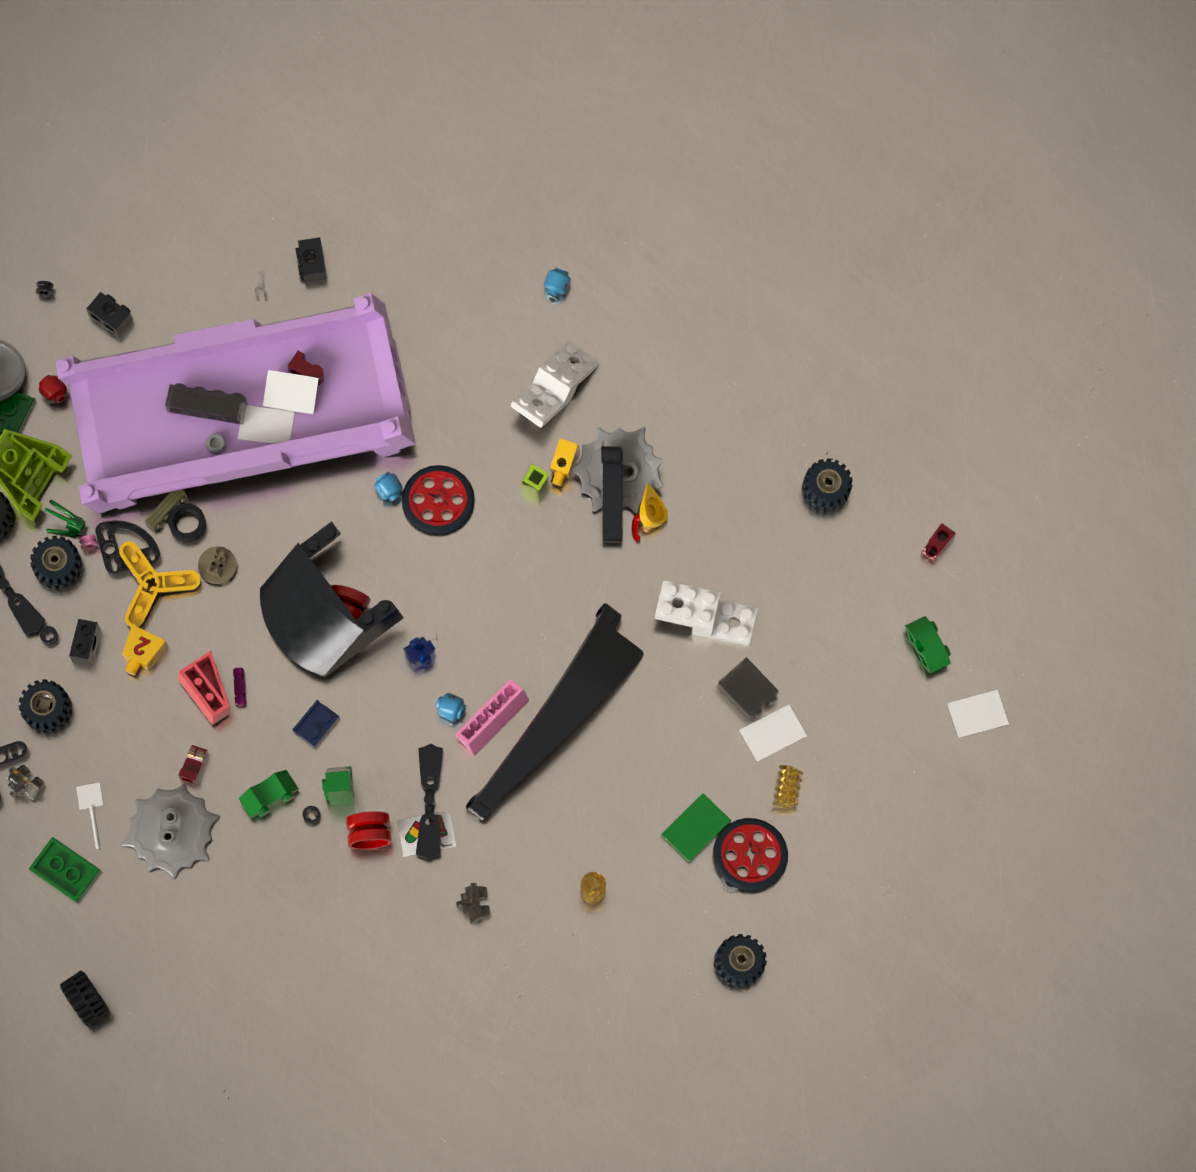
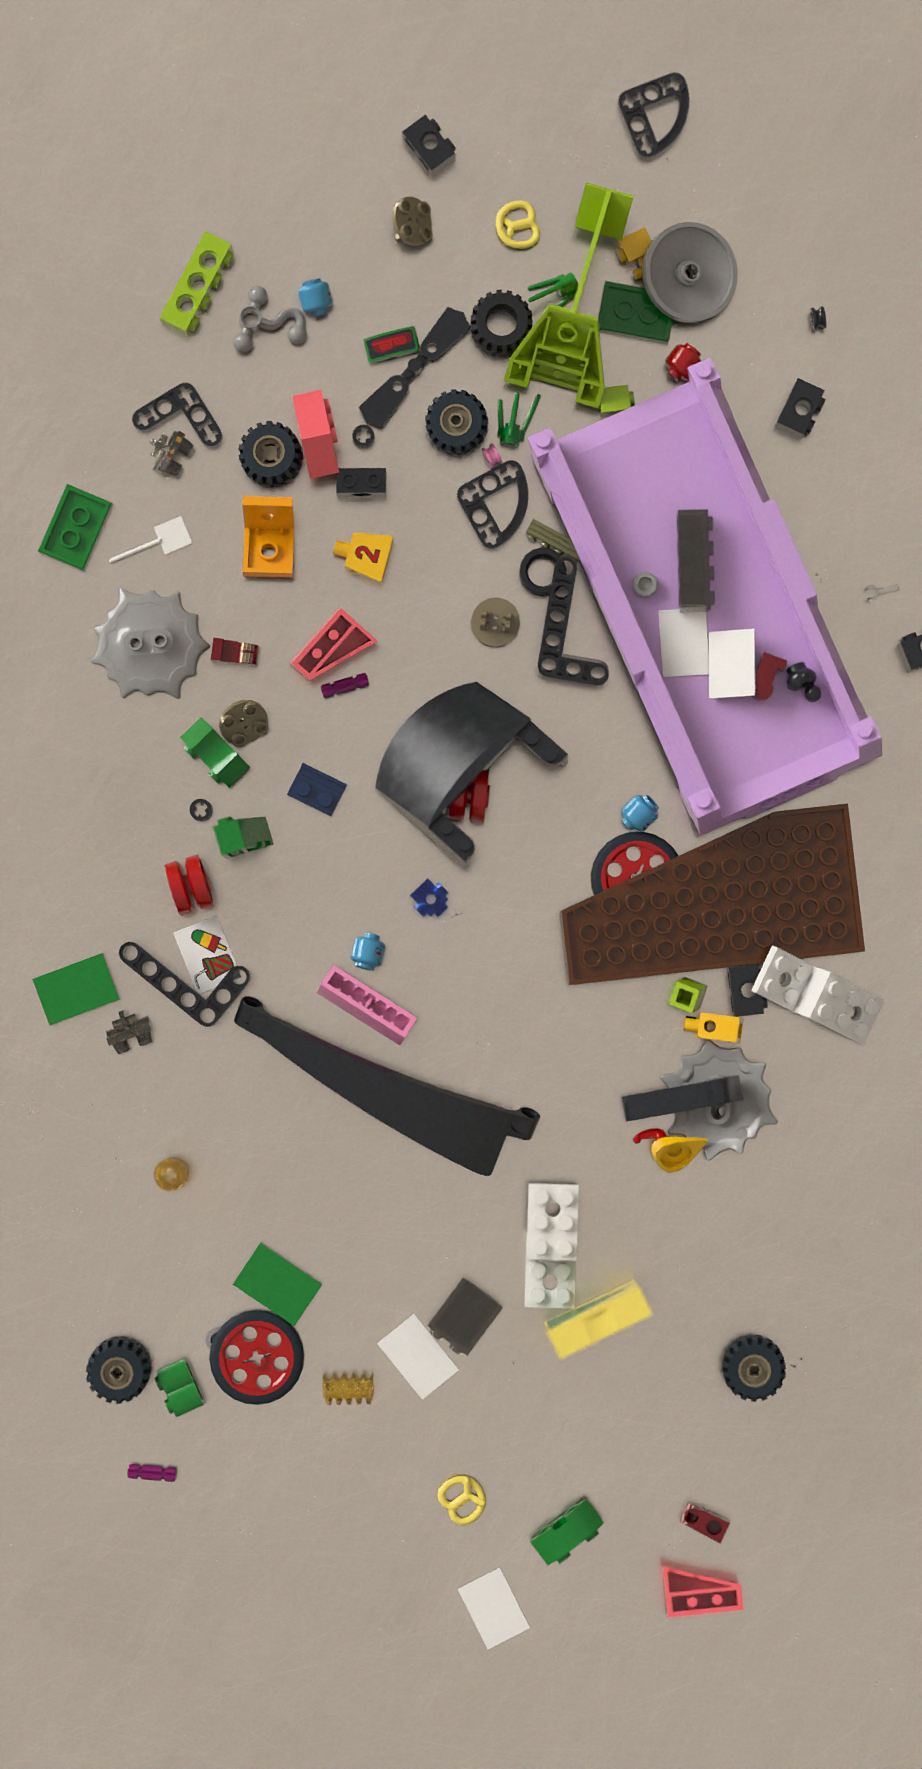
camera: 80 degrees right, 15 degrees up
(37, 663) = (316, 433): none -> coral wedge
(70, 442) = (616, 400): none -> lime brick
(101, 717) = (268, 524): none -> light orange bracket
(165, 581) = (465, 533): yellow piece -> none
(234, 513) = (559, 628): none -> black beam
(250, 766) = (252, 716): none -> dark tan plate
(313, 343) = (803, 678): none -> black animal
(430, 767) = (202, 958): black piece -> none
(431, 939) = (76, 989): none -> green tile
(447, 854) = (182, 987): none -> black beam
(471, 438) = (726, 903): none -> reddish brown wing
(546, 444) = (740, 1004): none -> black brick
(763, 916) = (179, 1387): none -> green brick
(767, 583) = (597, 1318): none -> light yellow tile
(826, 953) = (151, 1473): none -> magenta axle
(889, 719) = (463, 1499): none -> light yellow piece
(990, 561) = (698, 1594): none -> coral wedge

